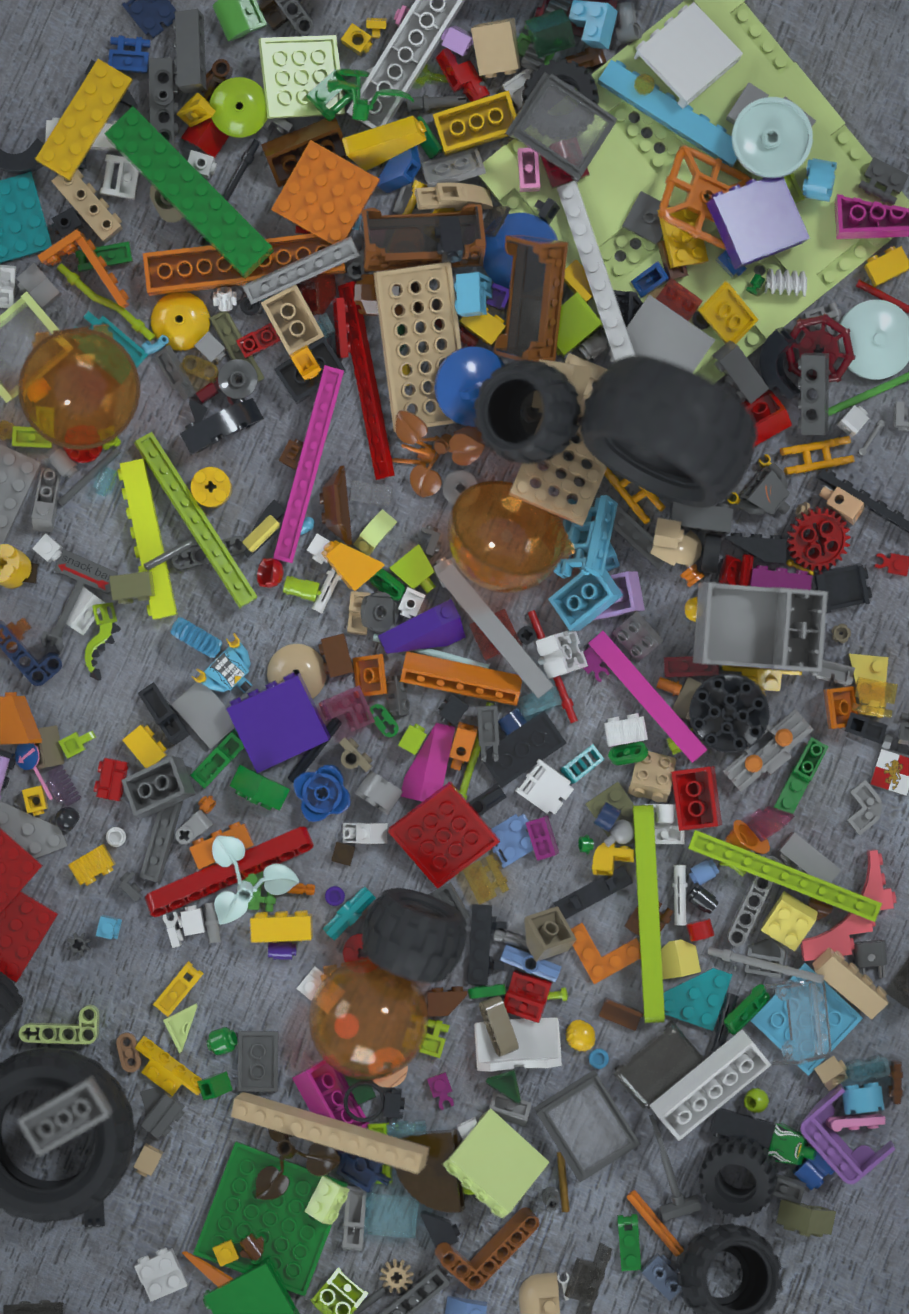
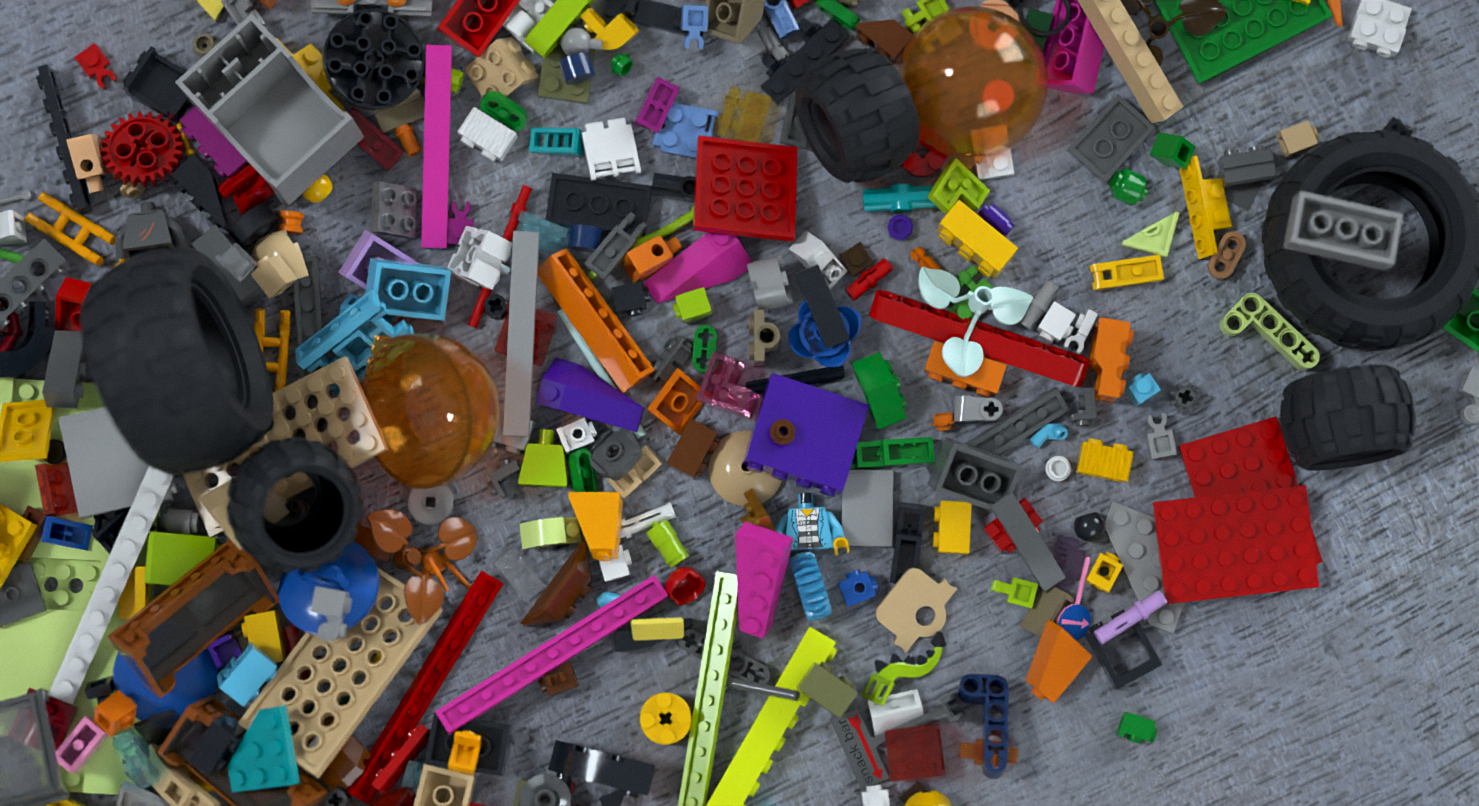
camera: 135 degrees left, 5 degrees down
(51, 597) = (915, 752): none -> clear red bracket
(70, 906) = (1160, 442): none -> light grey plate
(94, 776) = (1027, 541): none -> dark grey slope
(135, 676) = (908, 595): none -> tan piece
(139, 855) = (1049, 431): none -> medium azure arm
(142, 927) = (1109, 357): none -> orange piece
(169, 662) = (857, 588): none -> blue brick
(229, 616) = (760, 575): none -> dark pink wedge
(260, 647) = (756, 512): none -> pearl gold bracket
(293, 704) = (779, 439): none -> reddish brown plate
(324, 950) = (957, 183): none -> lime plate
(325, 848) = (868, 279): none -> red pin
(334, 805) = (821, 306): none -> black slope
(417, 258) = (265, 753): none -> teal plate
(456, 376) = (334, 606): none -> light grey brick
(491, 191) = (136, 758): none -> clear light blue brick
(524, 204) = (115, 713): none -> orange brick
(564, 907) = (694, 19): none -> medium blue plate
(696, 522) = (237, 261): none -> clear panel

